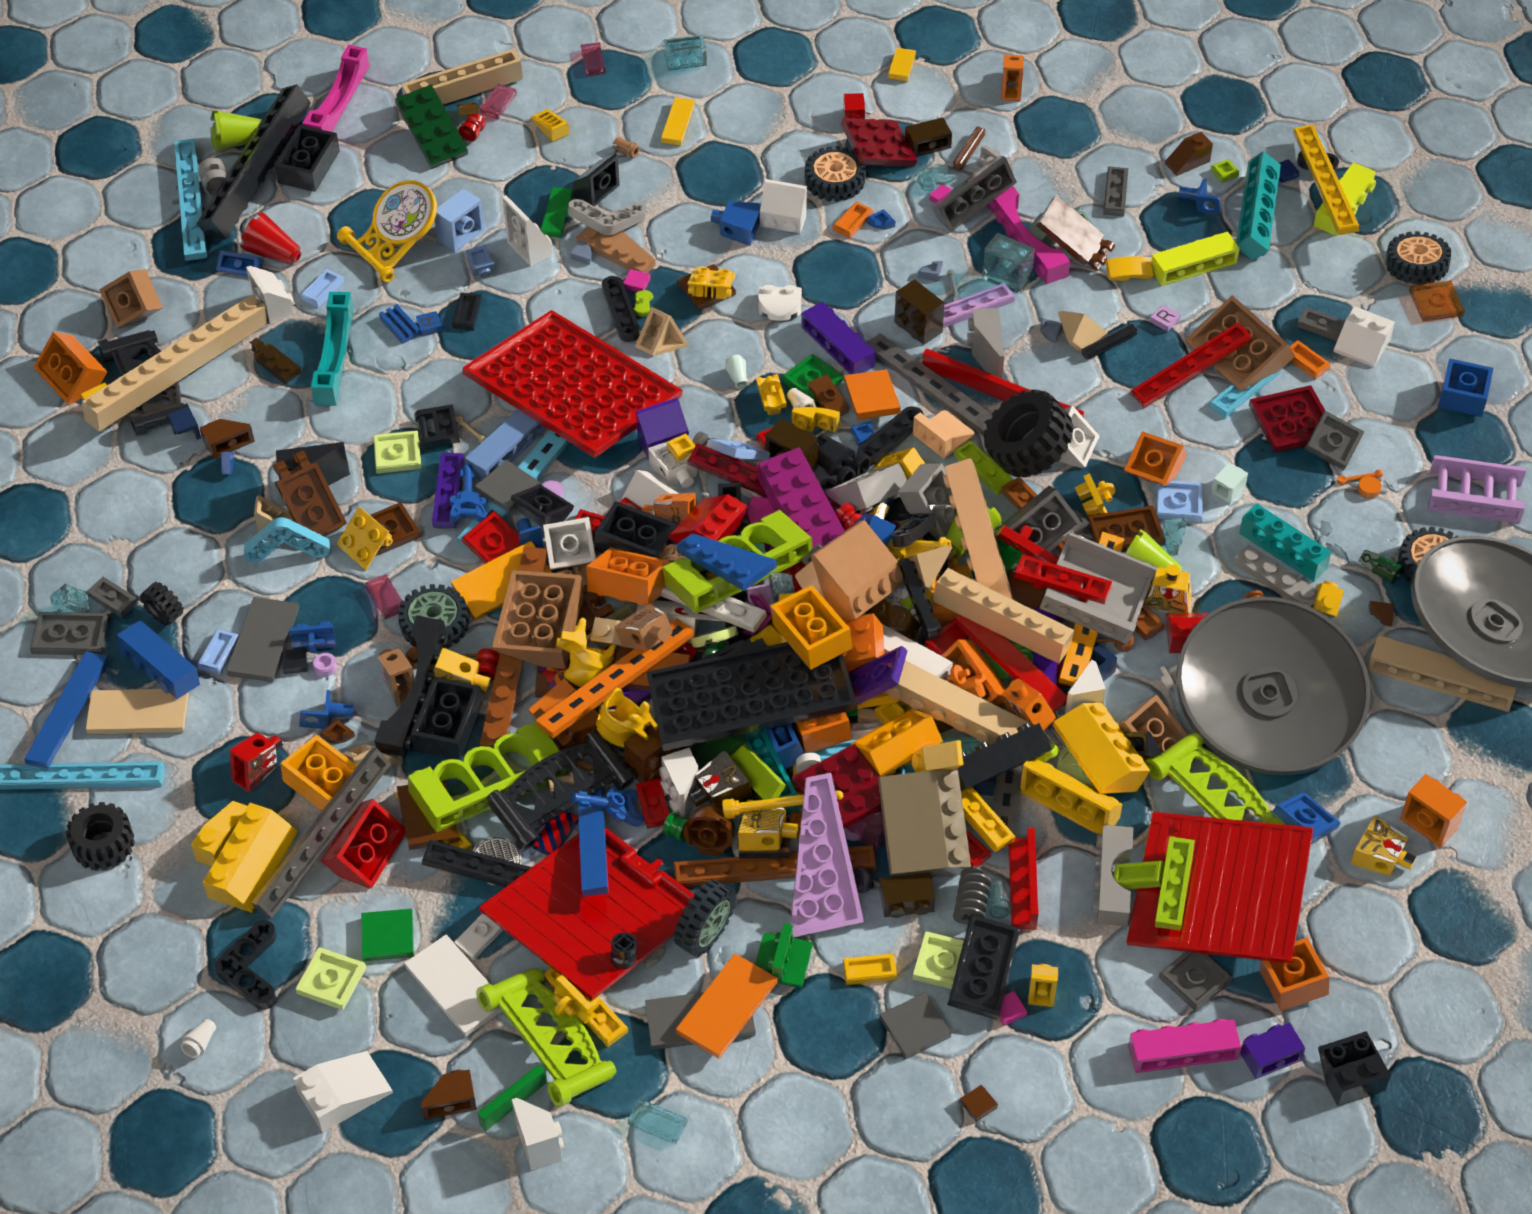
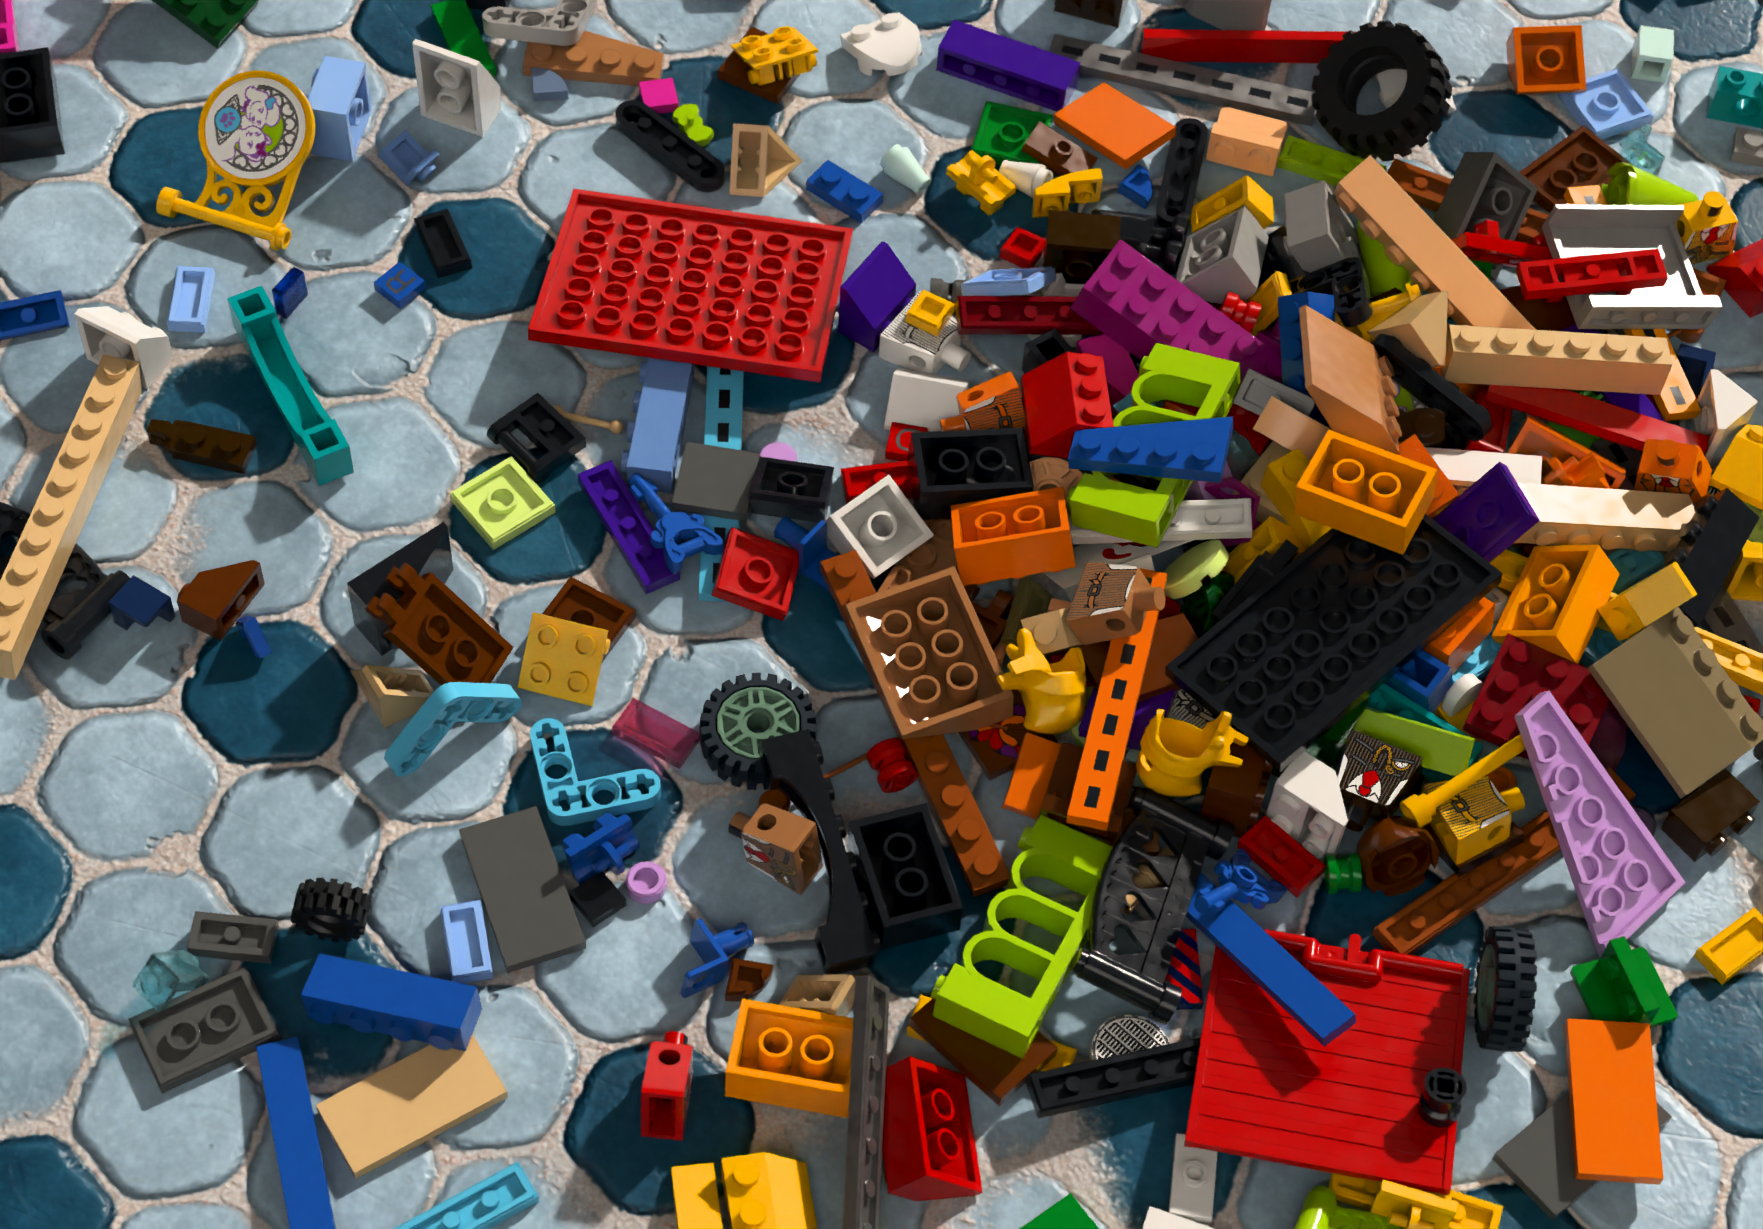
camera: 35 degrees left, 5 degrees up
(268, 240) = (63, 258): red cone -> none
(325, 606) = (571, 790): none -> medium azure beam
(369, 303) = (289, 292): none -> clear blue tile
(384, 317) = (359, 300): blue tile -> none
(460, 669) = (872, 793): yellow torso -> none
(487, 585) = (806, 635): light orange tile -> none
(697, 370) = (844, 191): none -> blue plate
(1103, 492) = (1507, 137): yellow hips -> none

